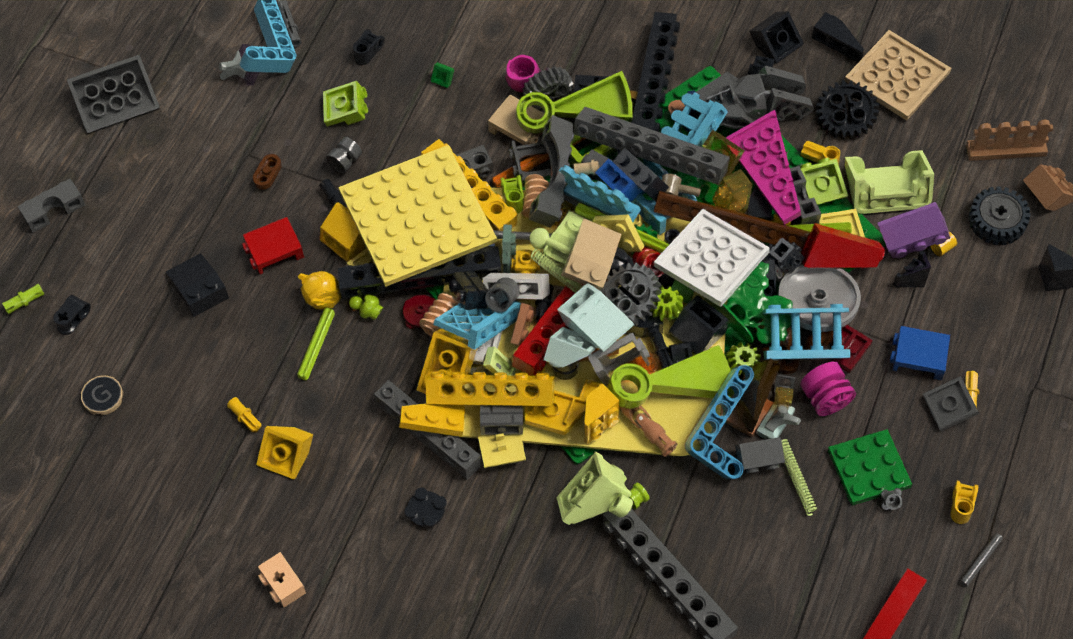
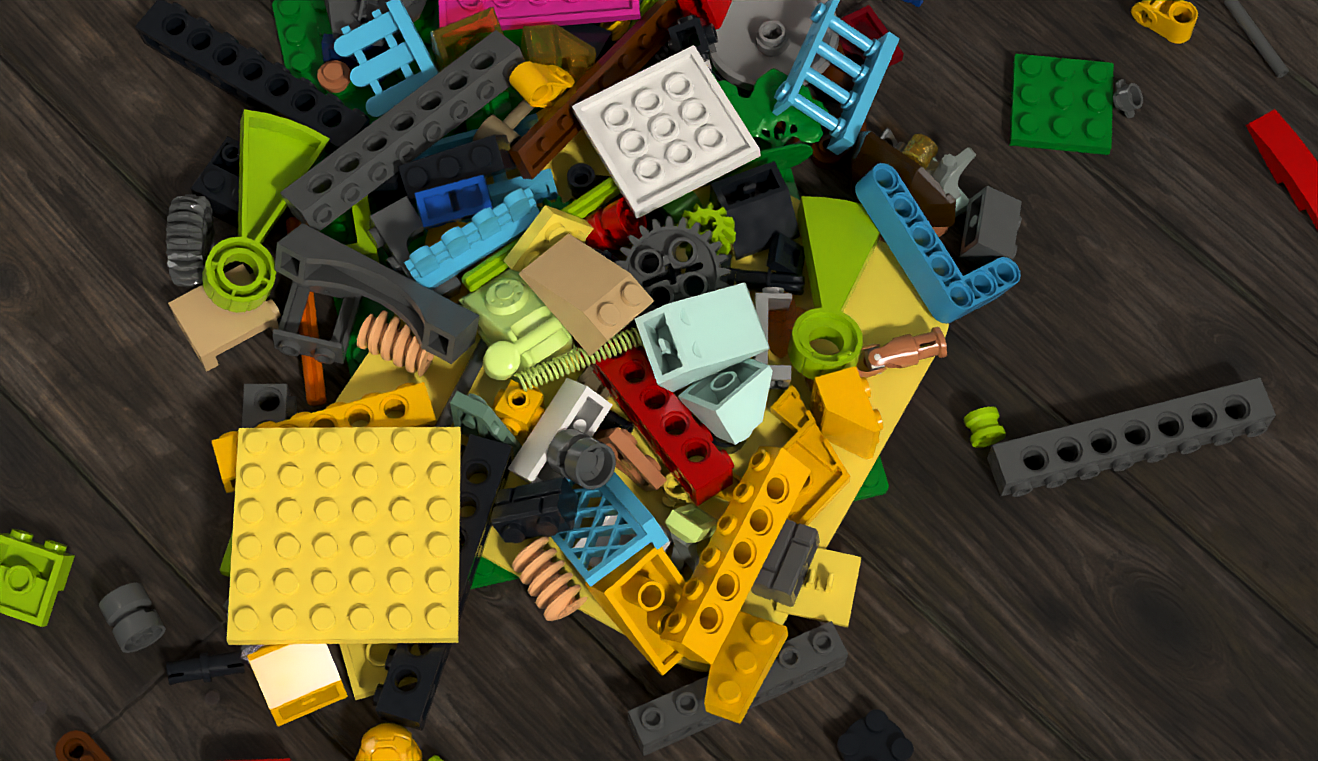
camera: 70 degrees left, 5 degrees up
(368, 309) = (461, 696): lime animal -> none
(415, 309) = (504, 615): dark red piece -> none
(442, 74) = (58, 394): green tile -> none
(513, 192) = (363, 370): lime piece -> none
(519, 71) = (137, 266): dark pink helmet -> none
(586, 168) = (404, 237): tan pin -> none
(594, 491) = (968, 479): yellowish green piece -> none
(709, 190) = (540, 83): none -> yellow piece
(746, 353) = (822, 179): lime gear -> none
(797, 476) = (1025, 194): yellowish green piece -> none
(828, 388) = (934, 92): dark pink wheel -> none

